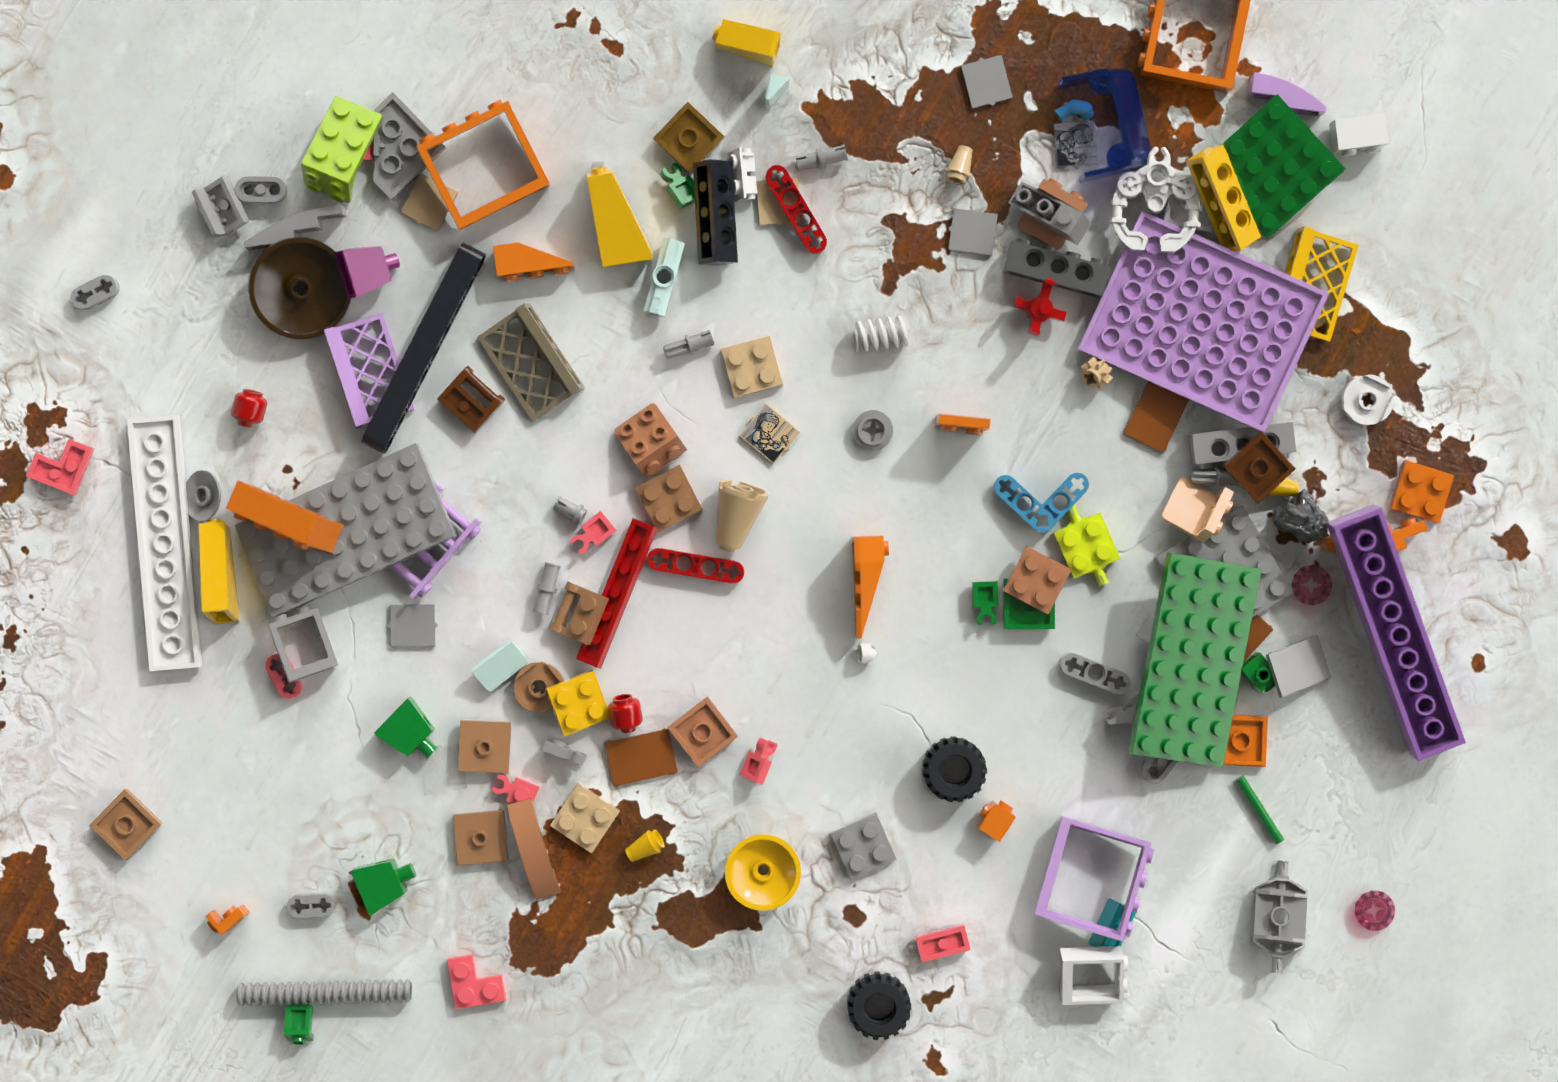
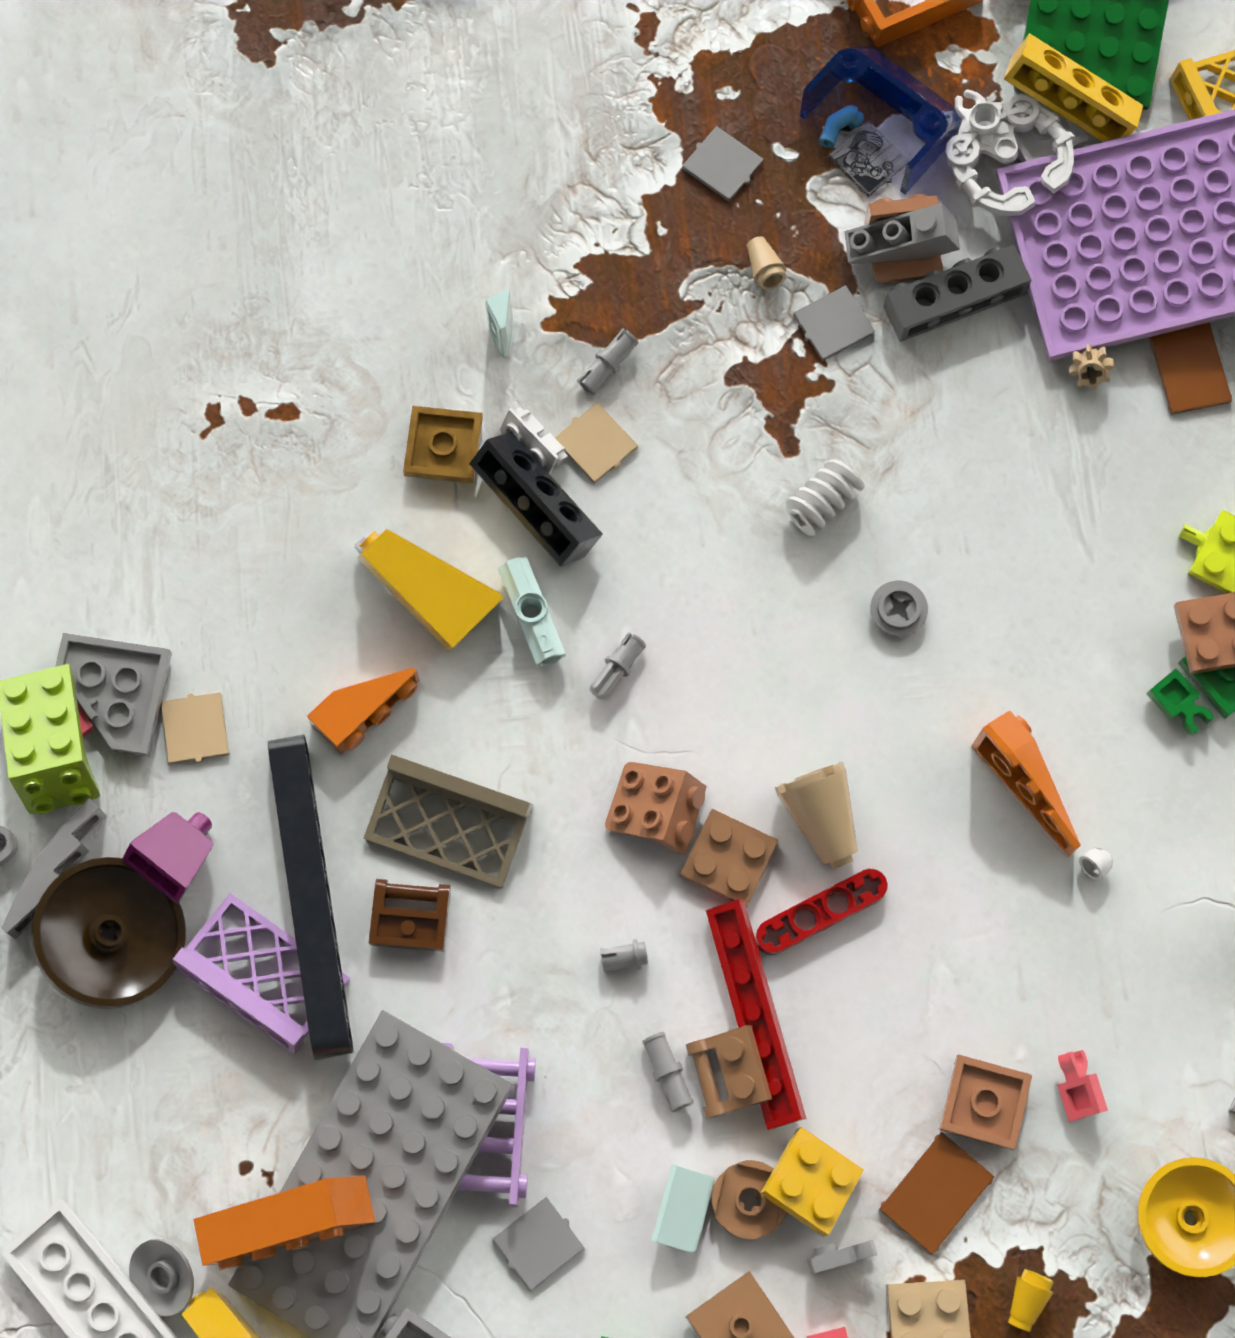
camera: 40 degrees left, 15 degrees down
(249, 407) = (145, 1123): red head -> none
(473, 120) = (251, 715): orange window -> none
(596, 530) = (674, 957): coral plate -> none
(625, 713) = (877, 1150): red head -> none
(680, 188) = (476, 504): green plate -> none
(747, 41) = (433, 295): yellow slope -> none
(751, 366) = (707, 640): tan plate -> none
(769, 433) = (786, 699): piece -> none
(793, 211) = (625, 429): red beam -> none
(951, 423) = (999, 518): orange plate -> none
(1039, 308) = (974, 343): red piece -> none
(1047, 507) = (1161, 547): dark azure beam -> none

